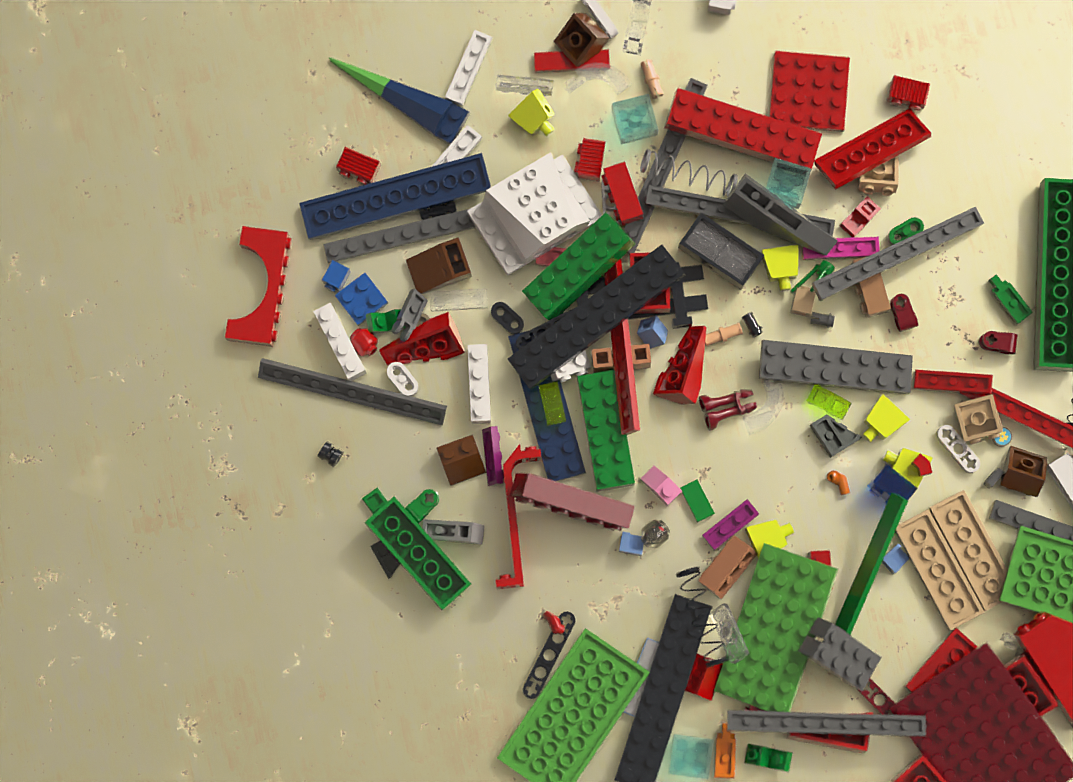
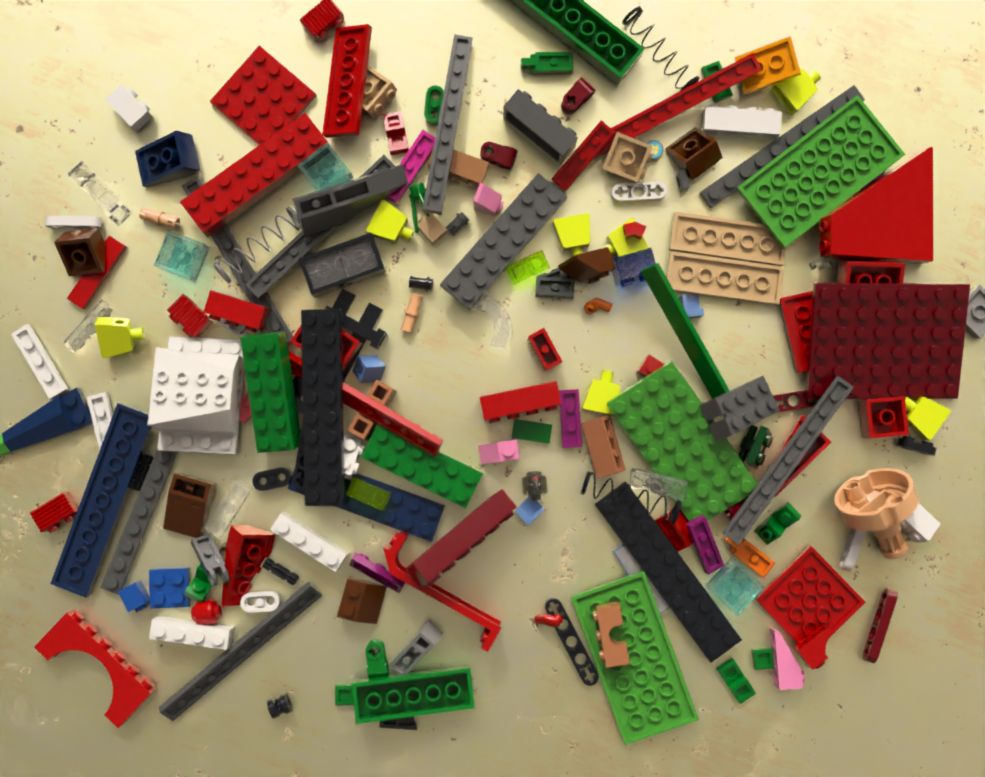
camera: 55 degrees left, 5 degrees up
(437, 376) = (280, 571): none -> black axle
(591, 667) = (613, 652): none -> nougat arch
(611, 75) = (121, 255): clear arch -> none
(684, 374) = (423, 369): red wedge -> none
(703, 51) = (167, 159): none -> dark blue slope
(707, 707) = (705, 544): none -> magenta plate
(712, 418) = (460, 365): dark red piece -> none
(714, 472) = (519, 401): none -> red brick
(771, 462) = (544, 349): none -> red brick
(818, 694) = (756, 447): none -> dark green plate
(859, 330) = (488, 200): none -> bright pink slope
(866, 449) = (589, 265): none -> reddish brown slope
(950, 329) = (540, 126): none -> dark grey piece

